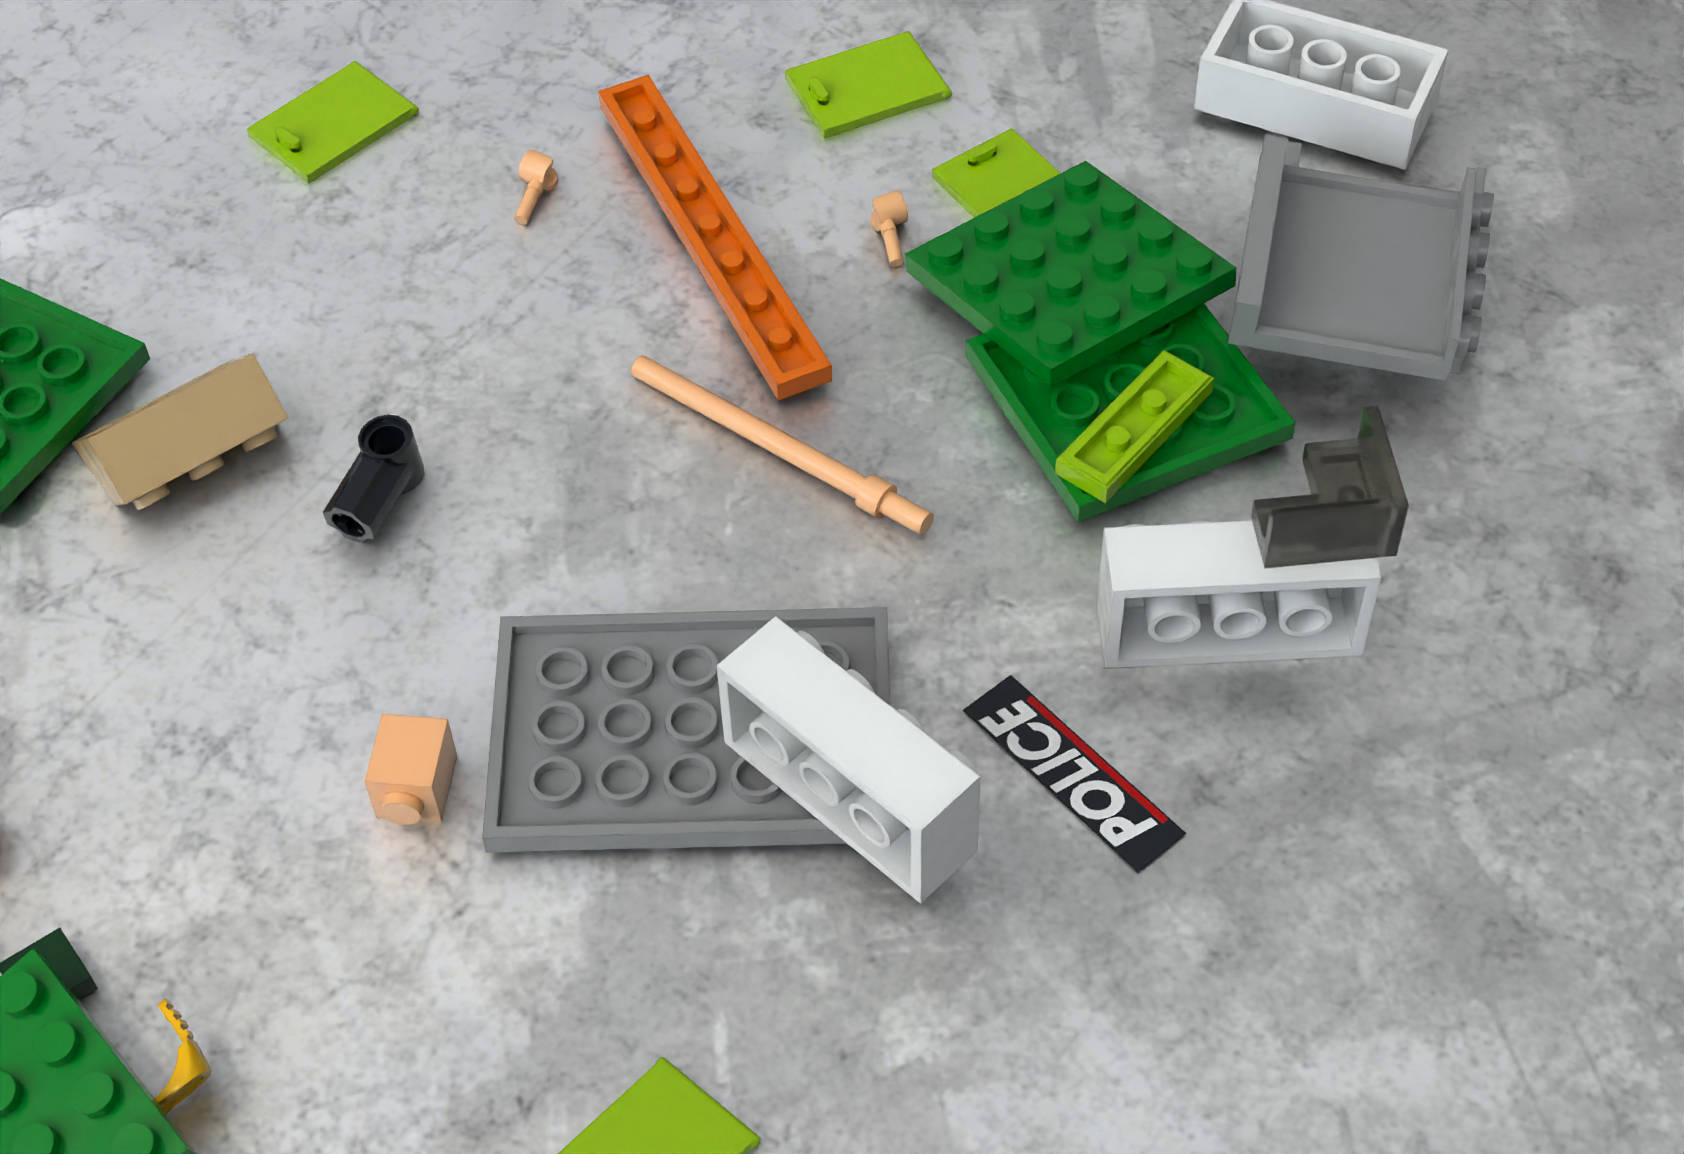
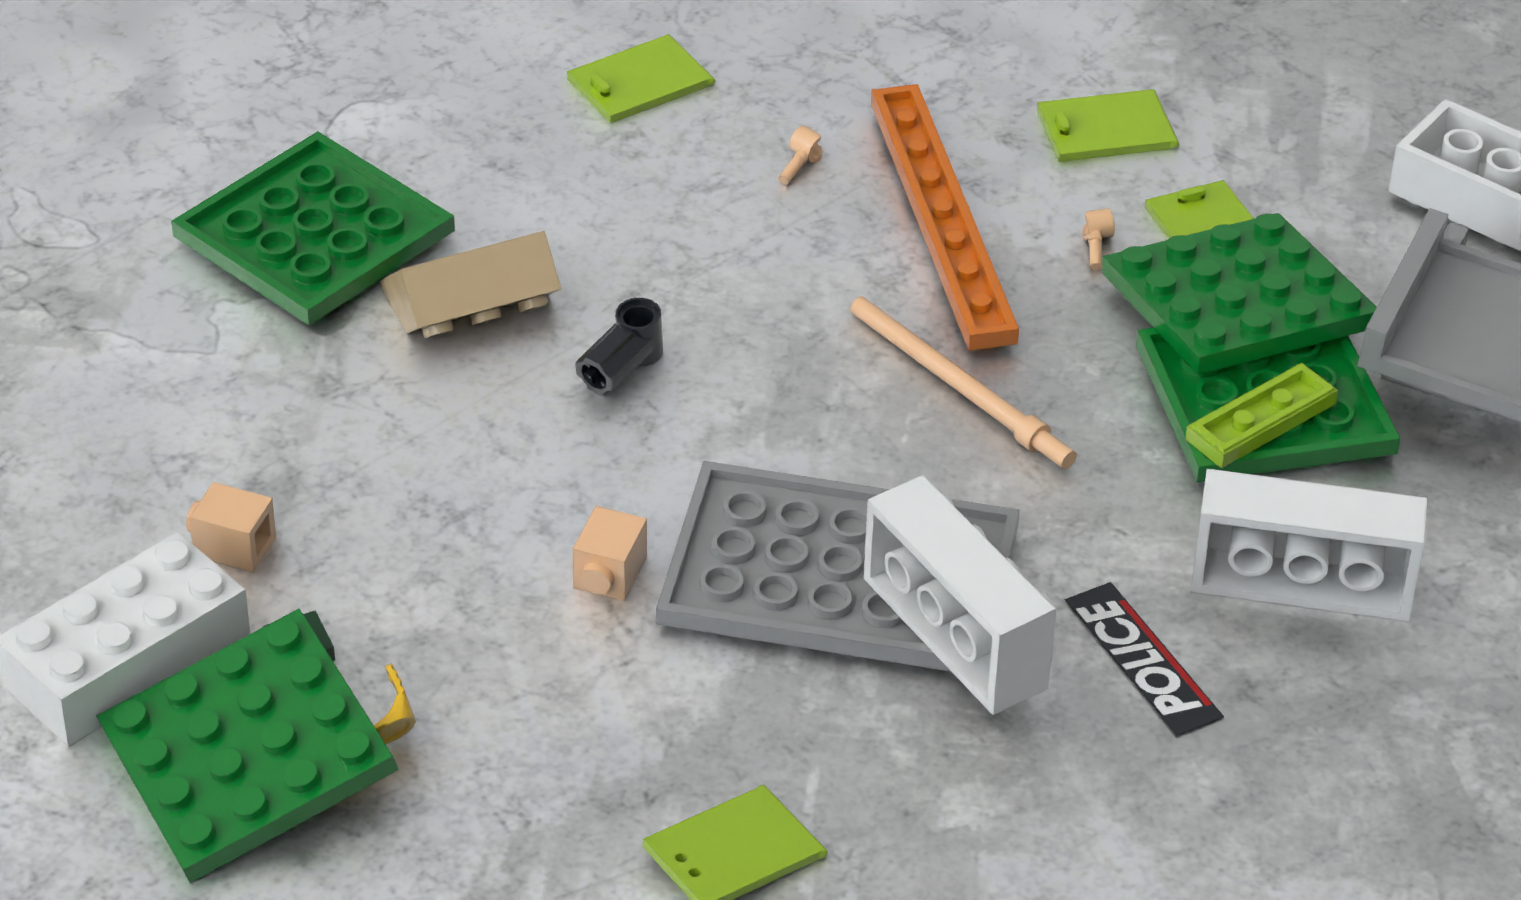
camera: 10 degrees right, 10 degrees down
(1352, 508) = (1404, 493): clear smoke panel -> none

